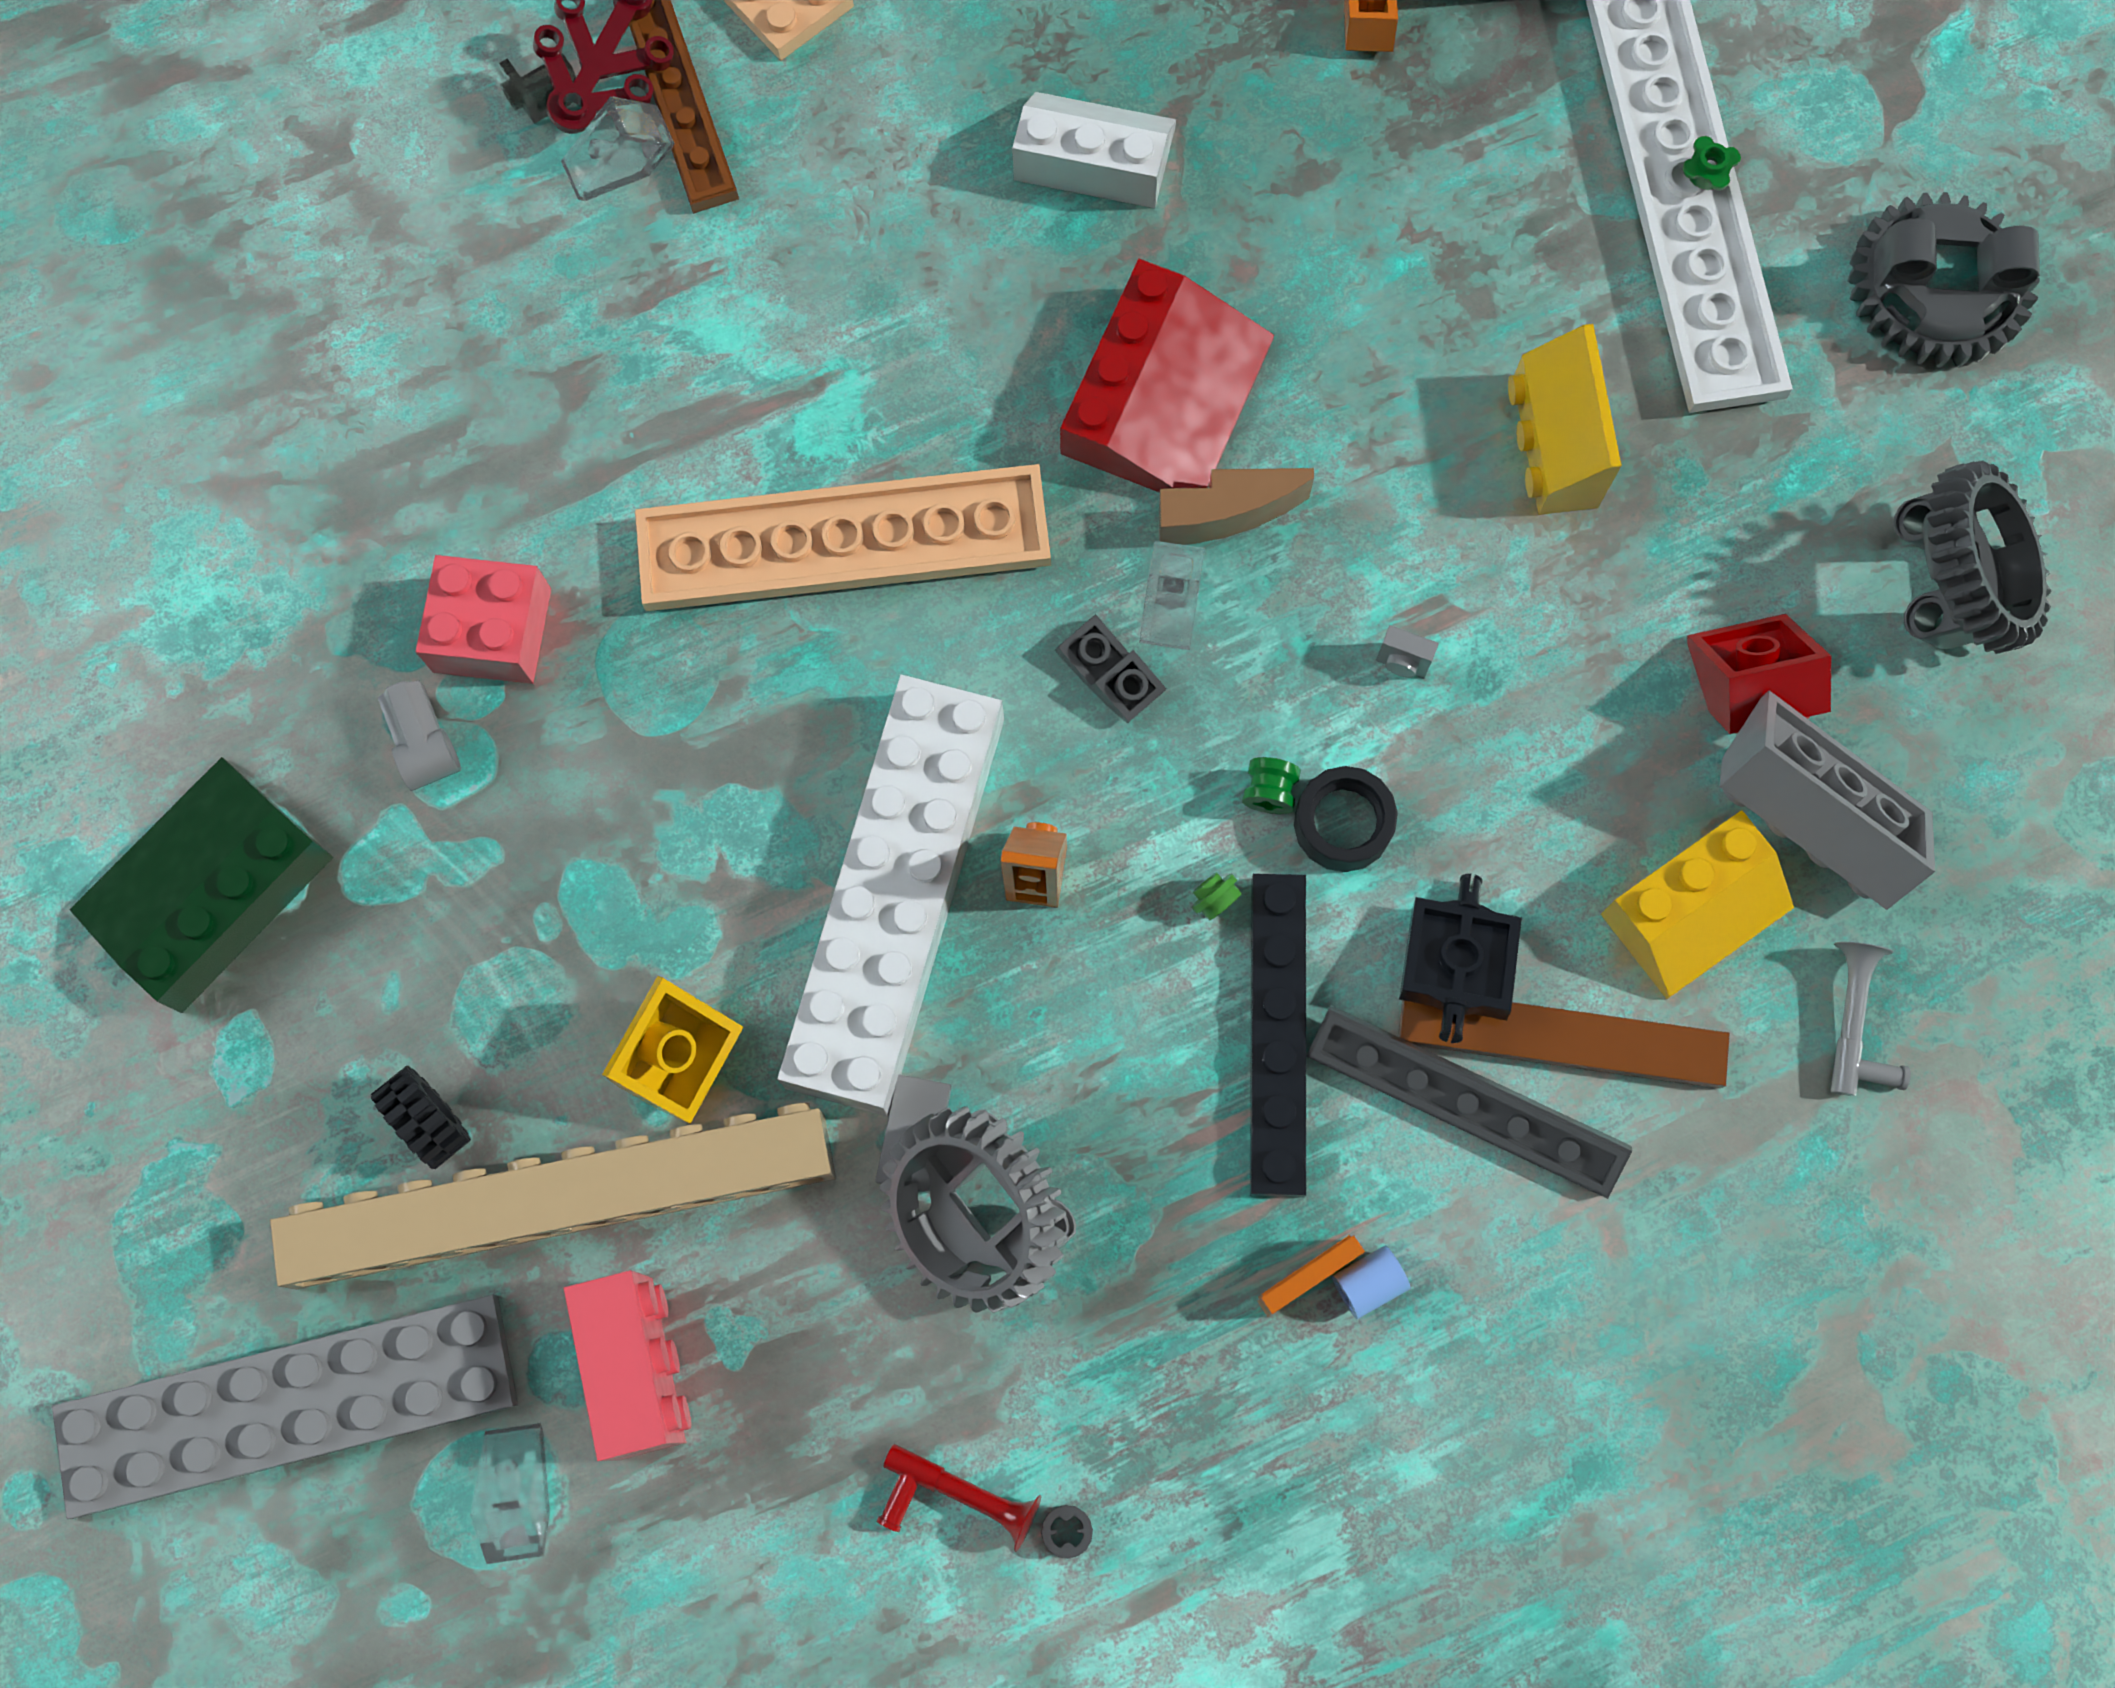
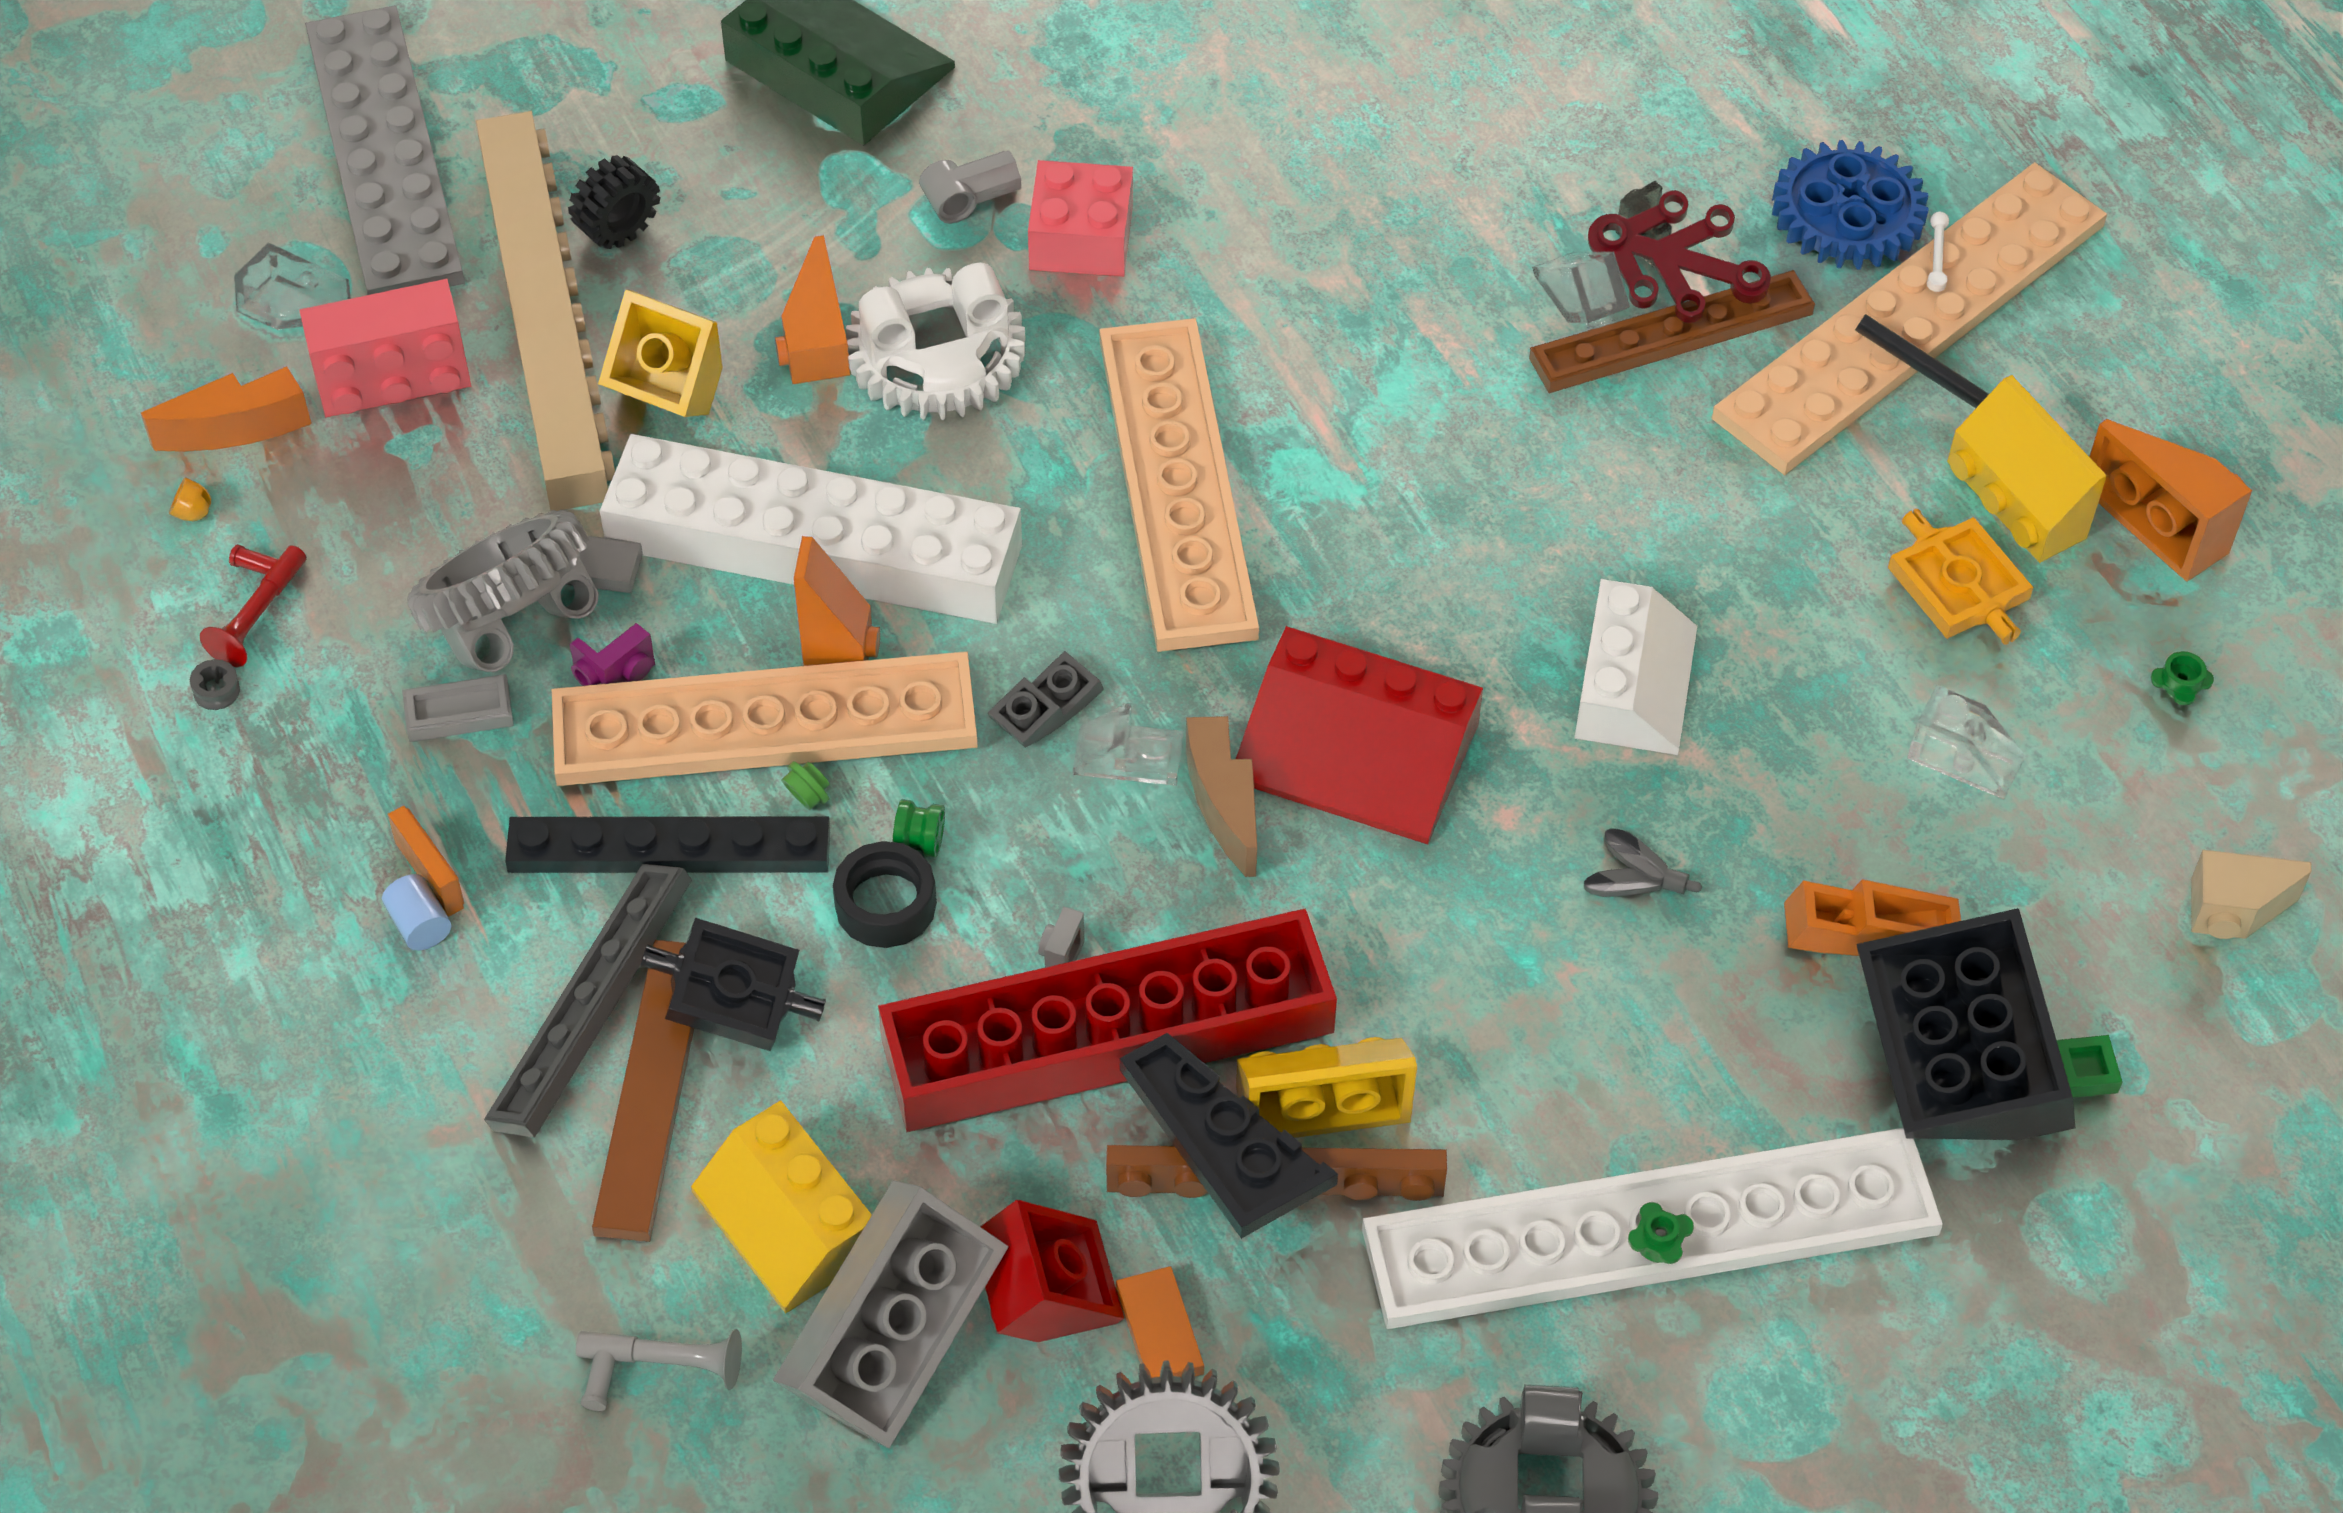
camera: 85 degrees right, 20 degrees down
(614, 897) = (812, 323): none -> orange slope
(653, 808) = (952, 370): none -> white piece
(693, 1551) = (228, 414): none -> orange slope
(812, 1589) = (190, 501): none -> light orange hinge
(1061, 1081) = (623, 660): none -> magenta bracket
(1103, 1261) = (457, 708): none -> light grey tile
(1132, 945) = (762, 718): none -> light nougat plate
(1308, 156) = (1645, 871): none -> dark grey piece
(1502, 612) = (1072, 1021): none -> red brick
(1647, 494) = (1361, 1172): none -> dark orange plate
(1660, 493) = (1231, 1149): none -> black wing
(1796, 582) = (1159, 1321): none -> orange tile

